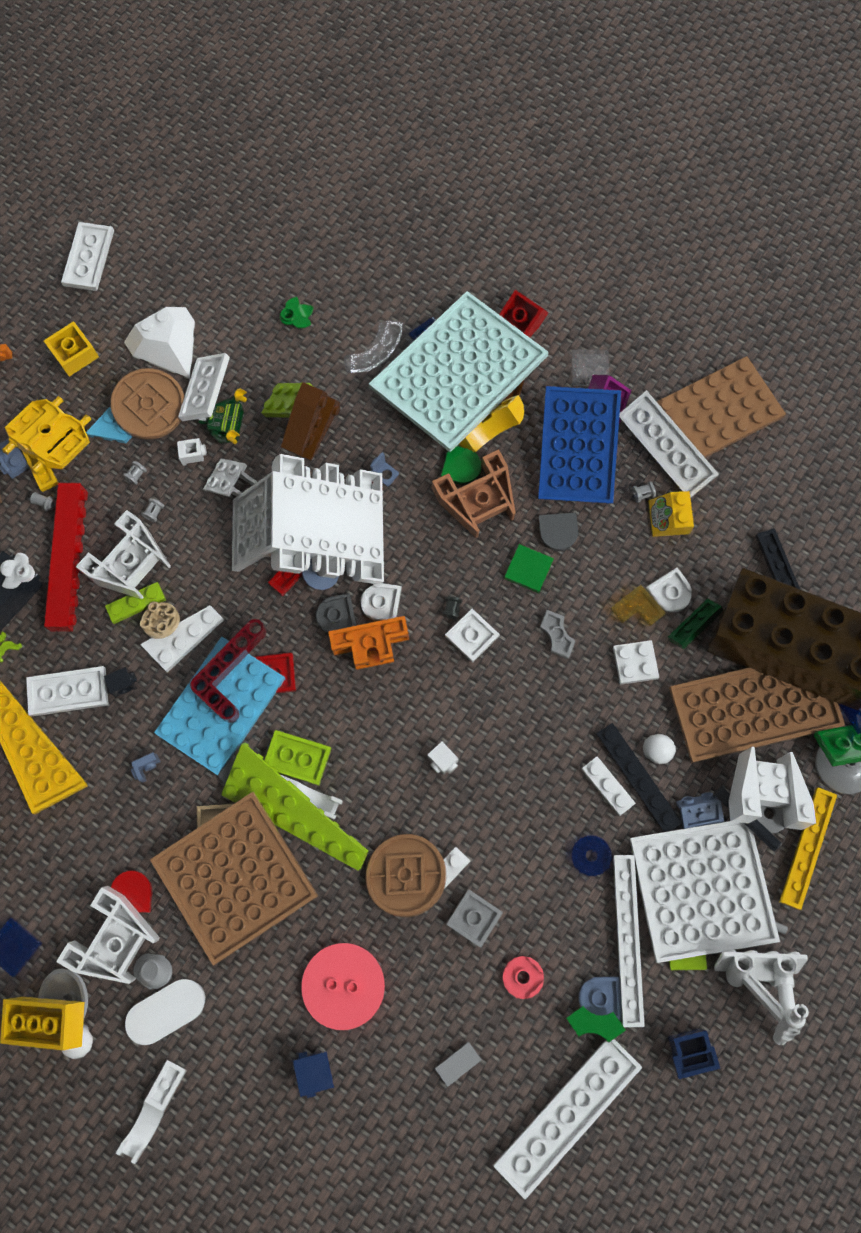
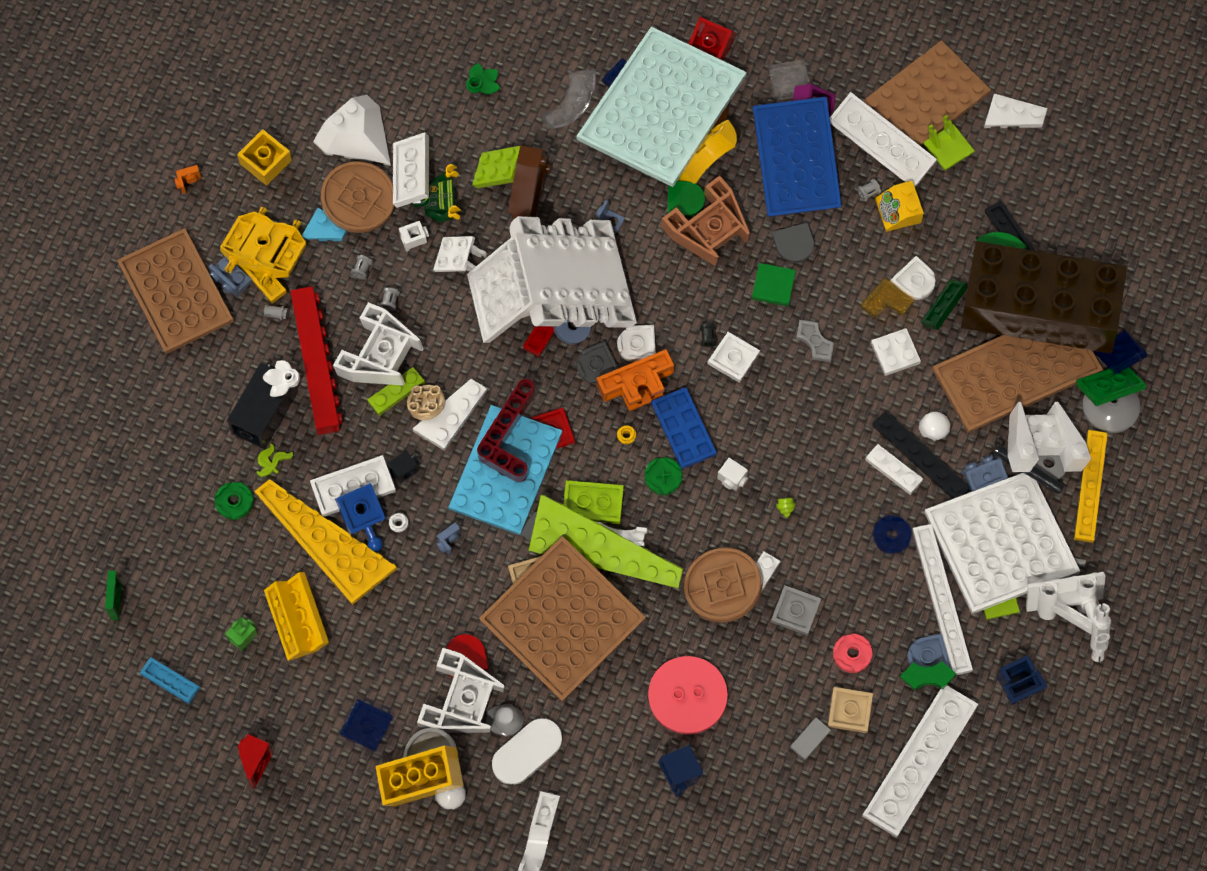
camera: 15 degrees left, 5 degrees down
(76, 726) = (371, 515): none -> blue plate
(87, 256) = (252, 61): white plate -> none
(96, 738) = (398, 517): none -> white plate
(347, 687) = (626, 429): none -> yellow plate
(374, 744) = (663, 476): none -> green tile
(405, 699) = (683, 428): none -> blue plate
(489, 802) = (786, 506): none -> lime plate
(506, 1042) = (850, 710): none -> tan plate
(732, 461) = (948, 145): none -> lime plate
(767, 569) = (1002, 239): none -> green tile
(804, 441) = (1012, 112): none -> white wing

